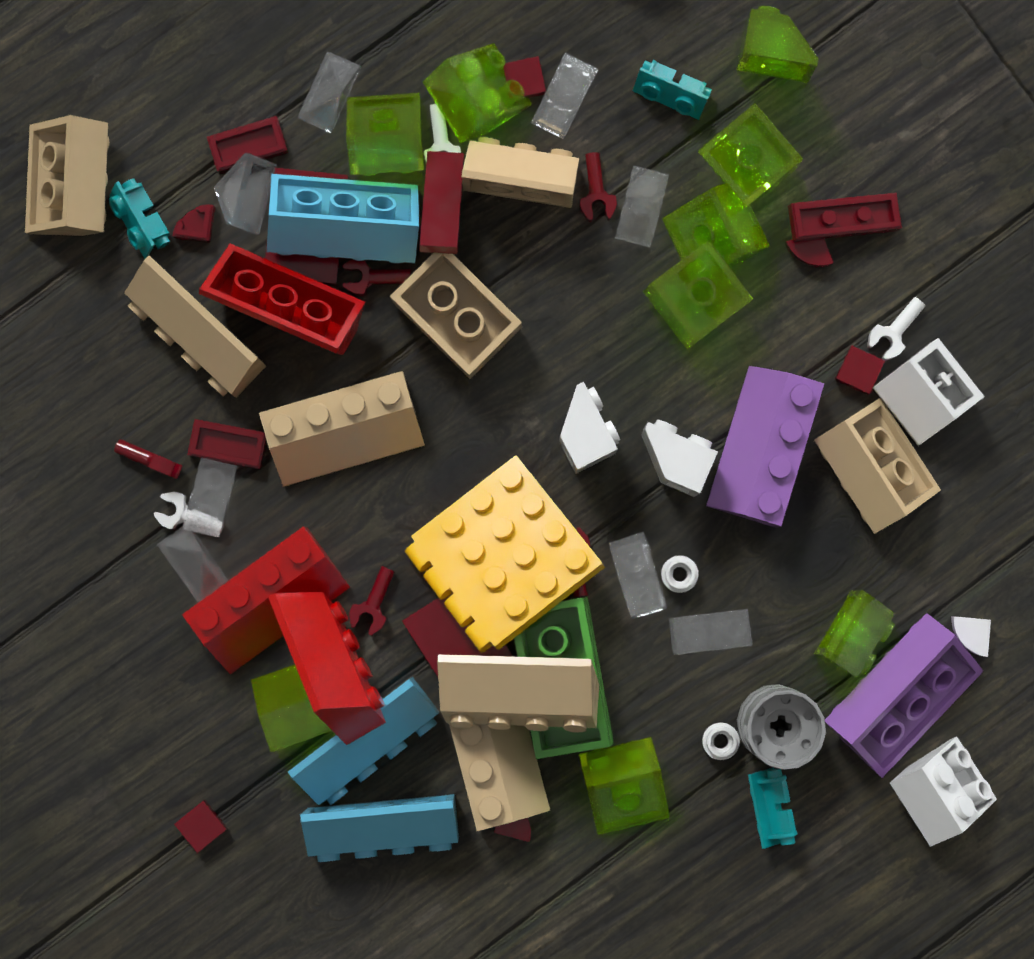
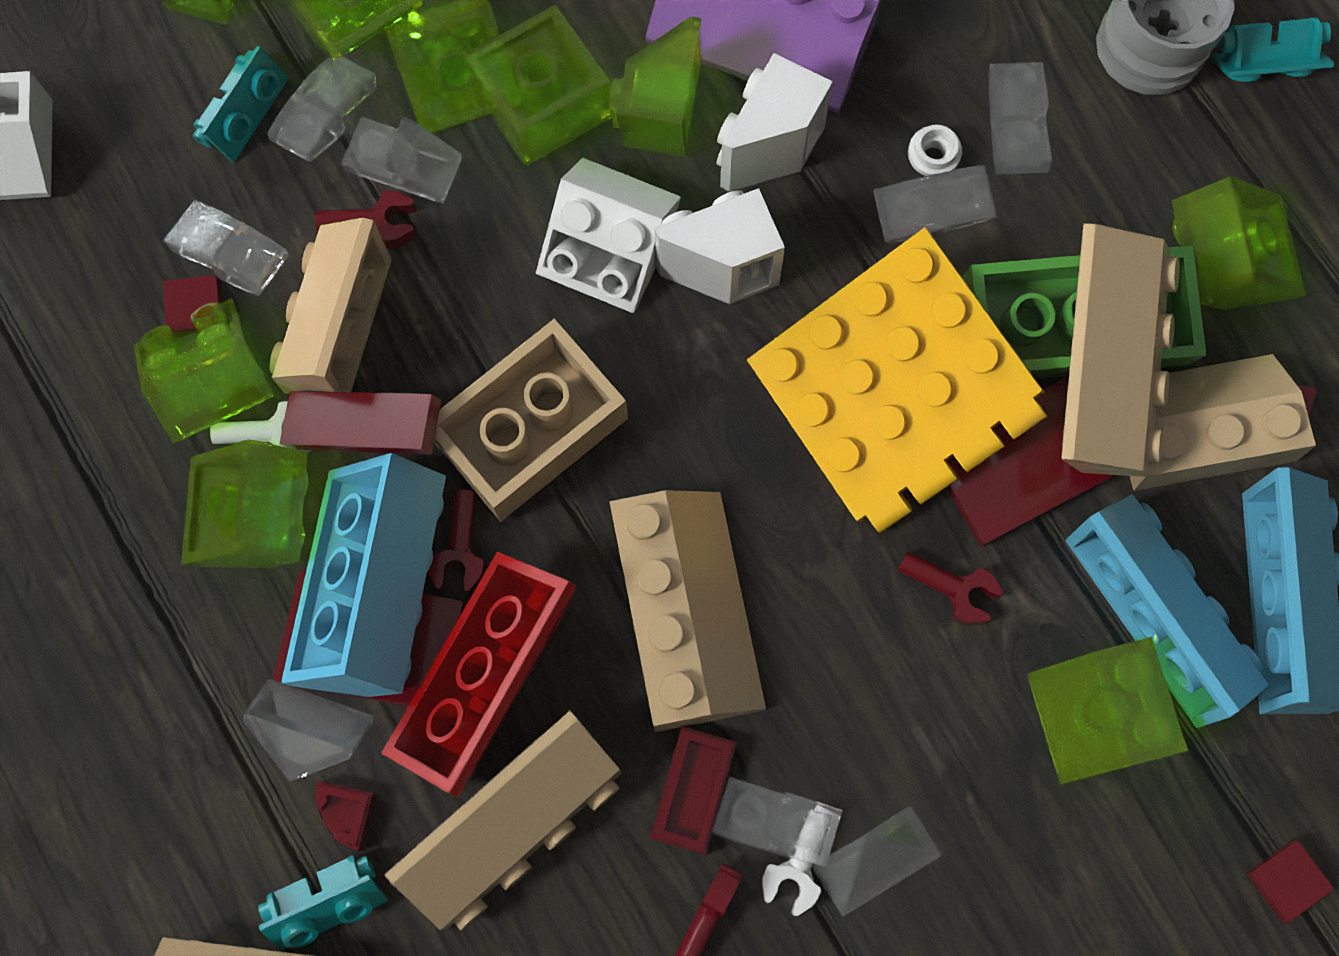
camera: 85 degrees left, 10 degrees down
(238, 617) = (941, 748): red slope -> none
(257, 138) = (228, 744): dark red tile -> none
(329, 92) = (169, 591): clear slope -> none
(329, 663) = (1060, 638): red slope -> none
(597, 351) = (604, 233): none -> white slope
(670, 144) = (317, 108): none -> clear slope
(693, 378) = (659, 91): none -> clear neon green slope
(732, 741) = (1182, 104): white plate -> none

